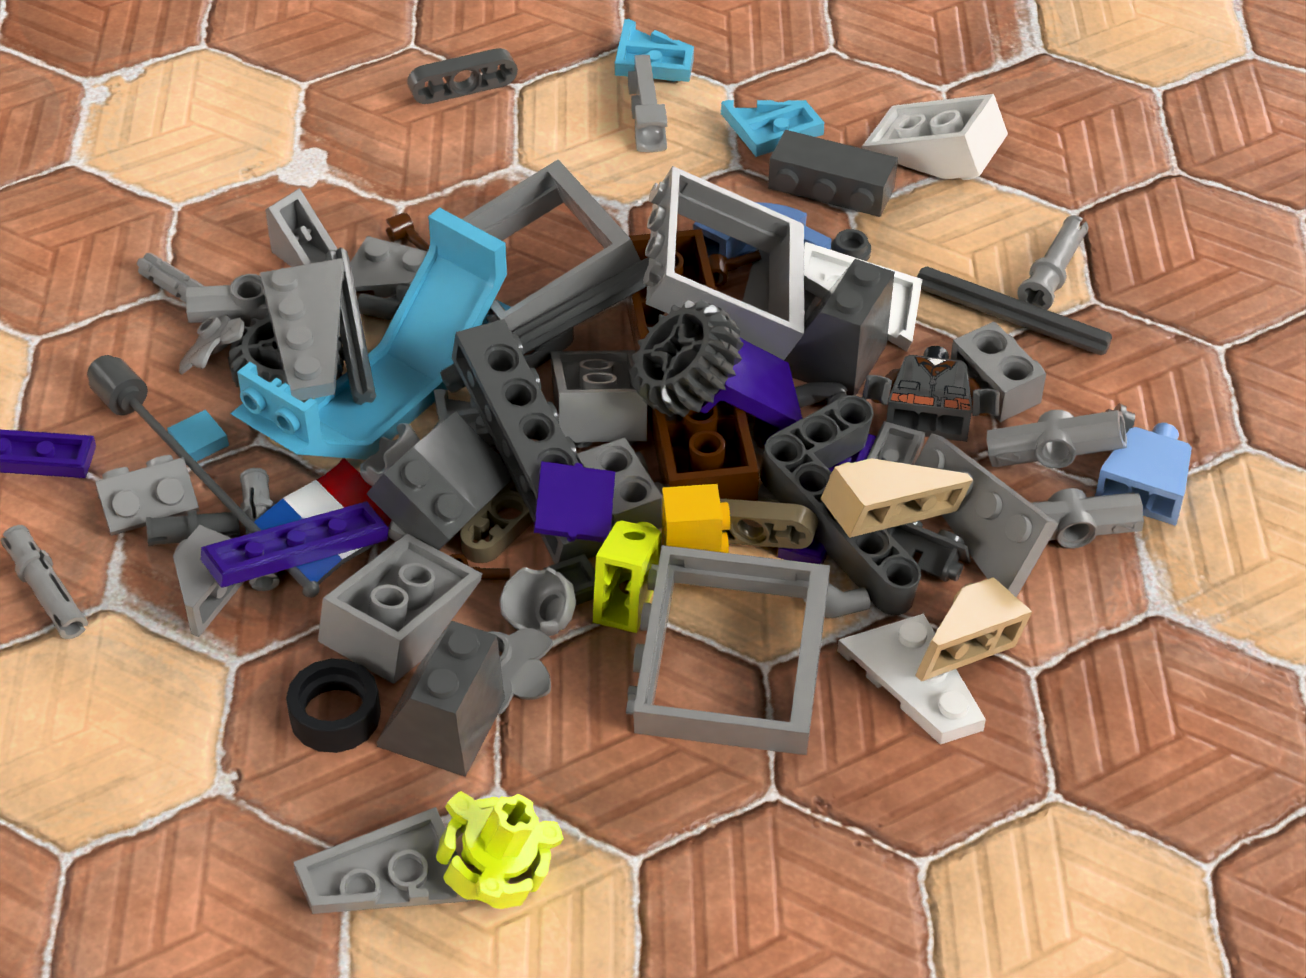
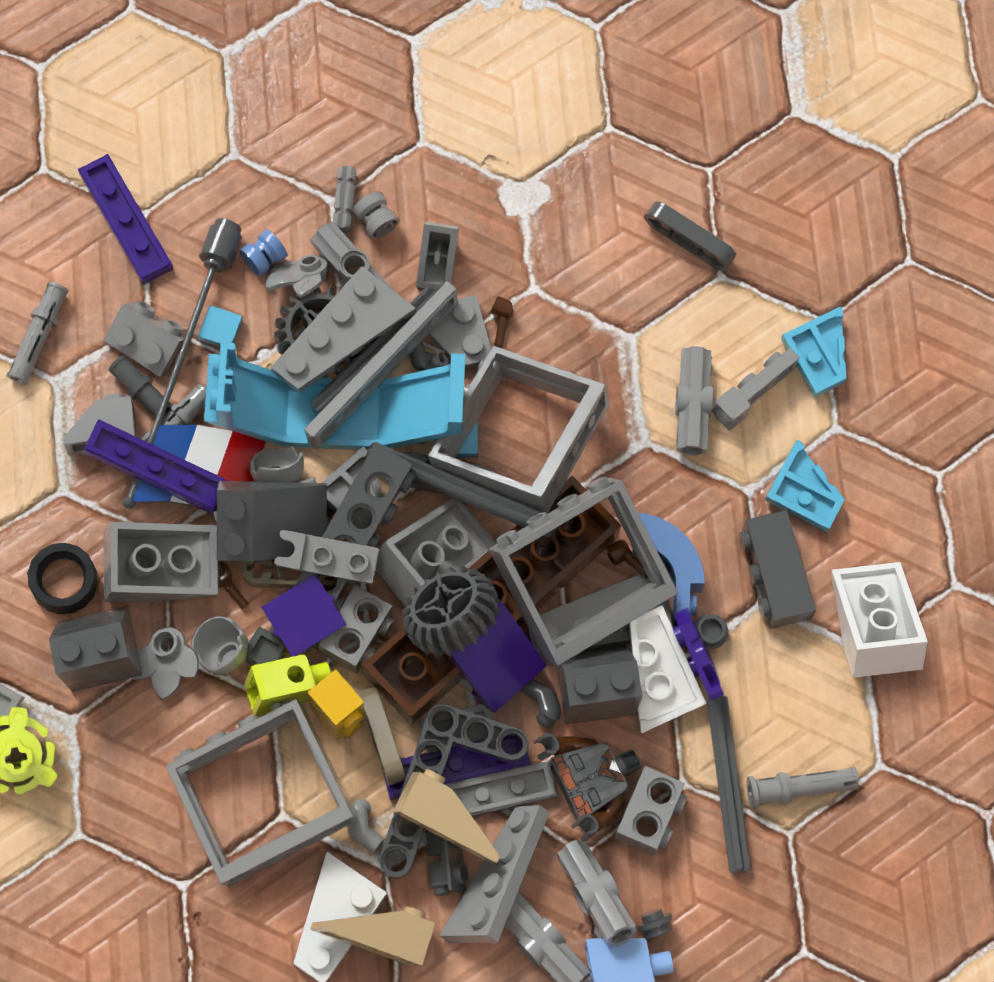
camera: 50 degrees right, 25 degrees up
(160, 358) = (263, 253): none -> medium blue wheel
(214, 260) = (376, 215): none -> light grey wheel
(372, 323) = (381, 365): none -> light grey tile
(533, 440) = (330, 557): none -> light grey plate
(618, 147) = (694, 401): none -> light grey piece
(874, 243) = (700, 659): none -> dark purple wing

